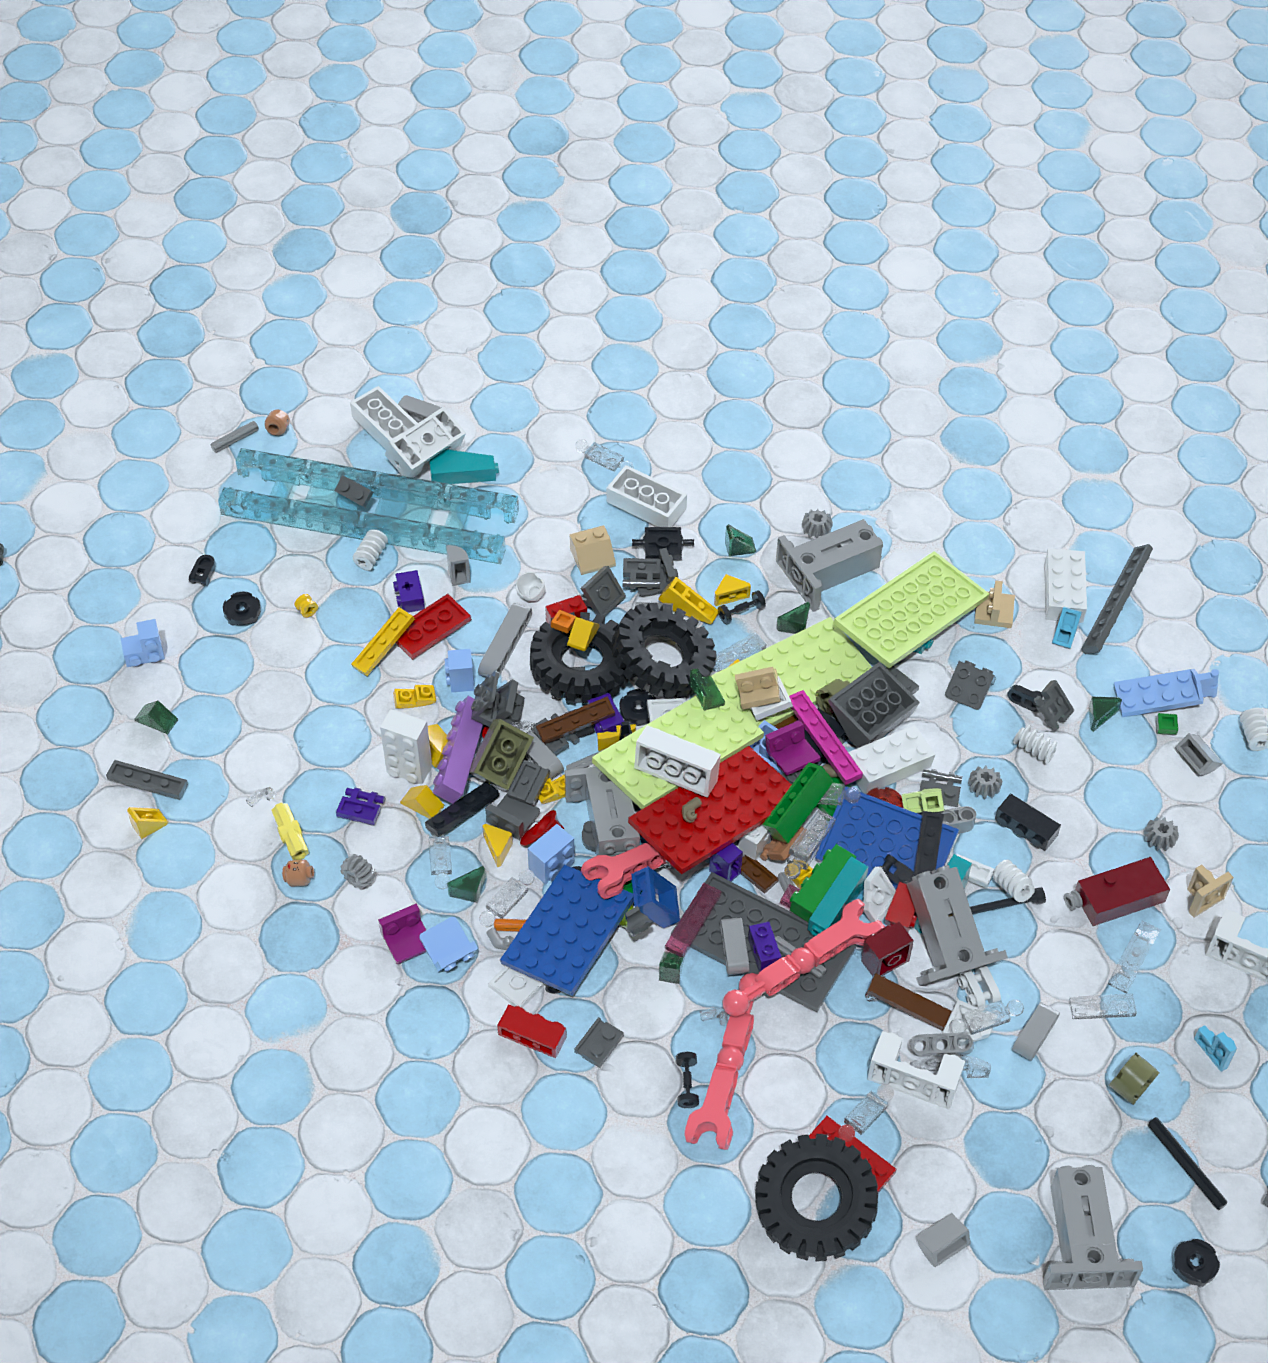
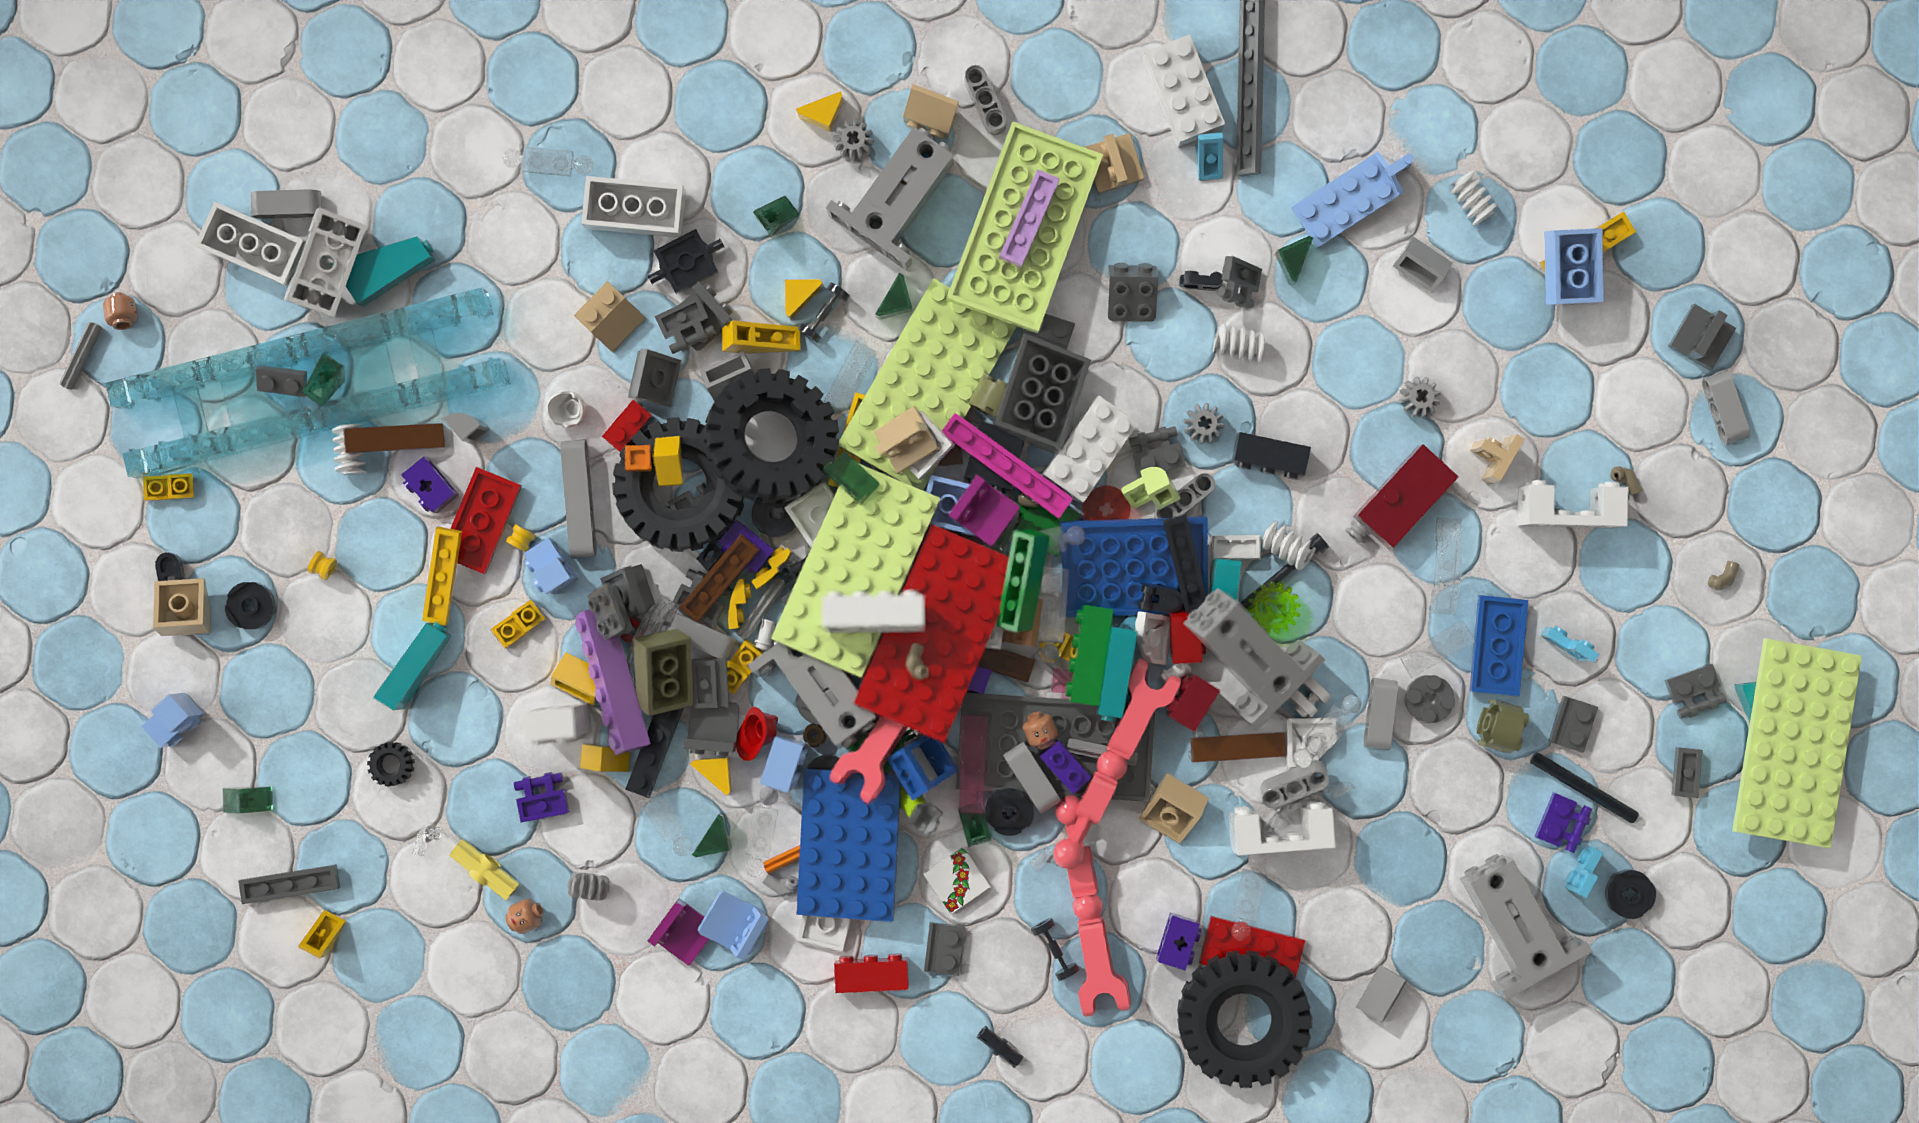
camera: 25 degrees left, 35 degrees up
(196, 588) = (181, 607): none -> tan slope
(237, 525) = (168, 487): none -> yellow slope
(269, 747) = (380, 774): none -> black tyre
(325, 685) = (413, 667): none -> teal slope
(384, 498) = (324, 380): none -> clear green slope
(404, 553) = (393, 438): none -> reddish brown tile
(451, 644) = (521, 538): none -> yellow wheel
(578, 746) = (739, 596): none -> yellow slope
(583, 849) = (808, 738): none -> dark brown plate
(603, 1132) = (999, 1046): none -> black pin
(636, 999) = (956, 880): none -> white tile
(709, 976) = (1005, 799): none -> black plate
(757, 913) = (1040, 730): none -> nougat head
(790, 1119) = (1174, 929): none -> dark purple brick
(804, 500) = (823, 111): none -> yellow slope
(834, 1022) = (1174, 808): none -> tan slope
(884, 522) = (931, 112): none -> tan slope
(917, 599) = (1029, 218): none -> lavender plate
(920, 536) = (982, 88): none -> light grey beam
(990, 913) = (1280, 601): none -> clear neon green gear
(1086, 1030) = (1443, 699): none -> dark grey plate
(1155, 1025) = (1498, 645): none -> blue plate
(1155, 1175) = (1556, 820): none -> dark purple plate
(1159, 1221) = (1582, 880): none -> medium azure plate
(1167, 723) = (1372, 238): green plate -> none
(1196, 1112) = (1573, 724): none -> dark grey plate

